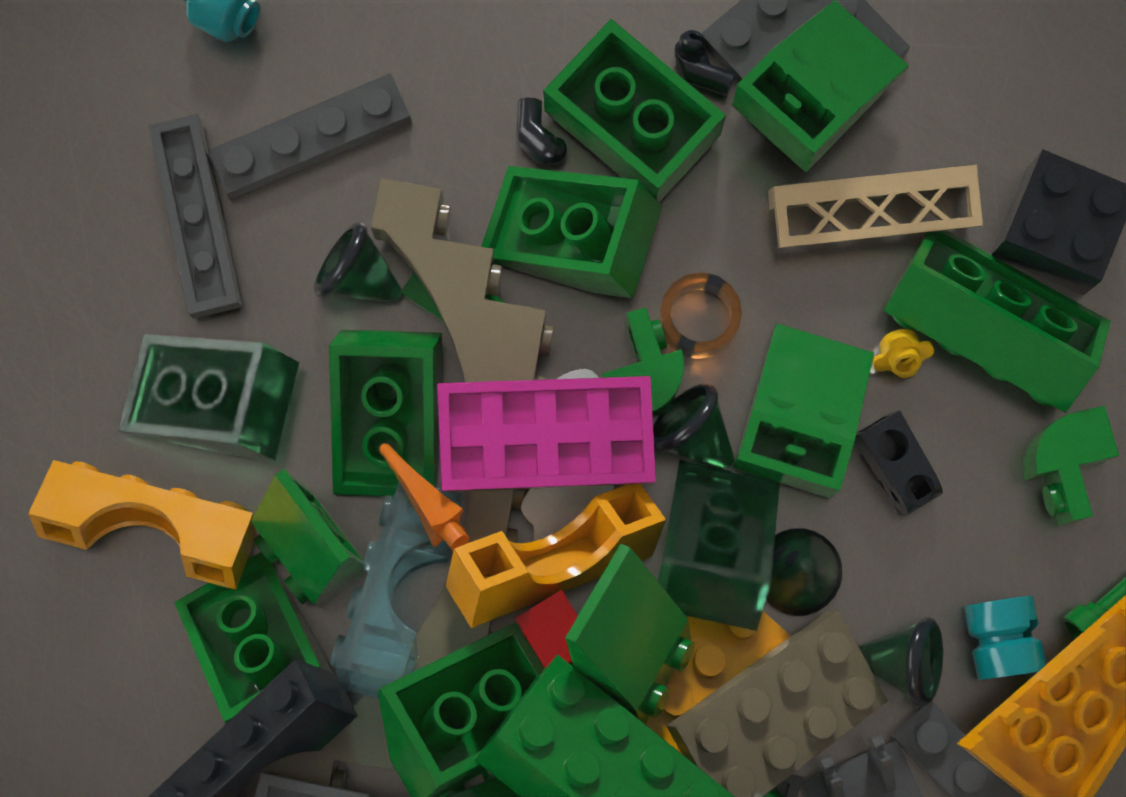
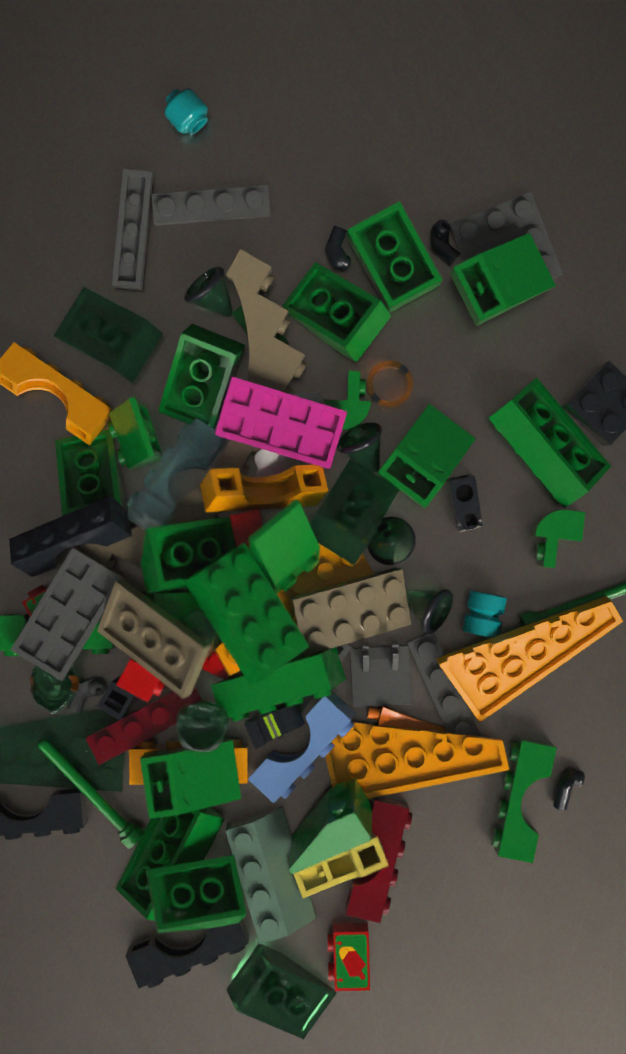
camera: 15 degrees right, 10 degrees up
(436, 511) = (208, 443): orange piece -> none
(876, 187) = (511, 347): tan fence -> none
(902, 353) = (490, 444): yellow plate -> none

